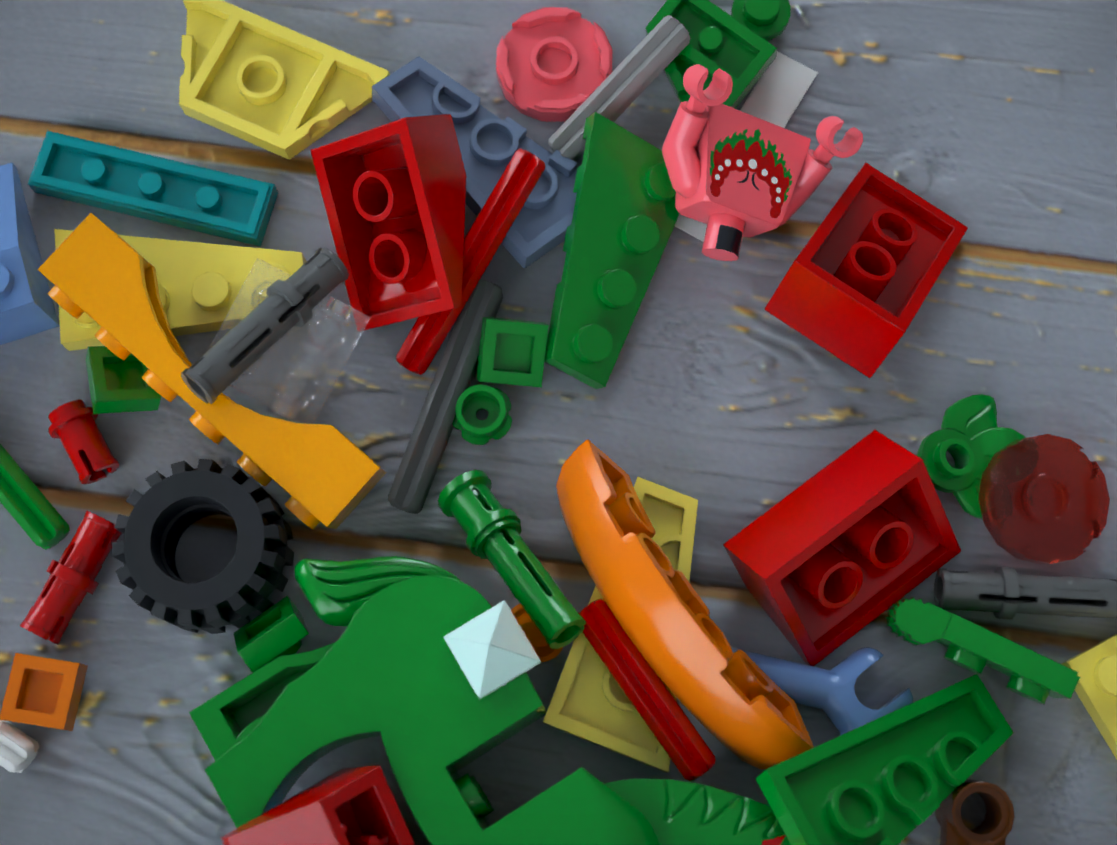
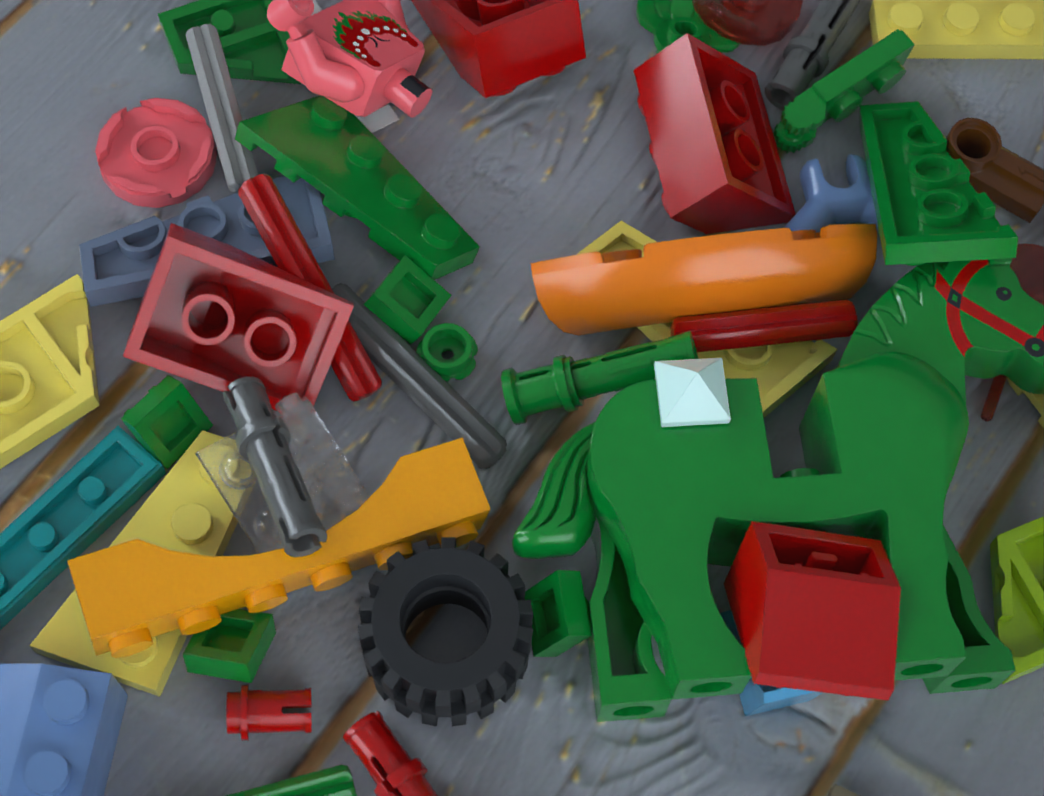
camera: 70 degrees left, 10 degrees down
(290, 218) = (166, 421): none -> green tile

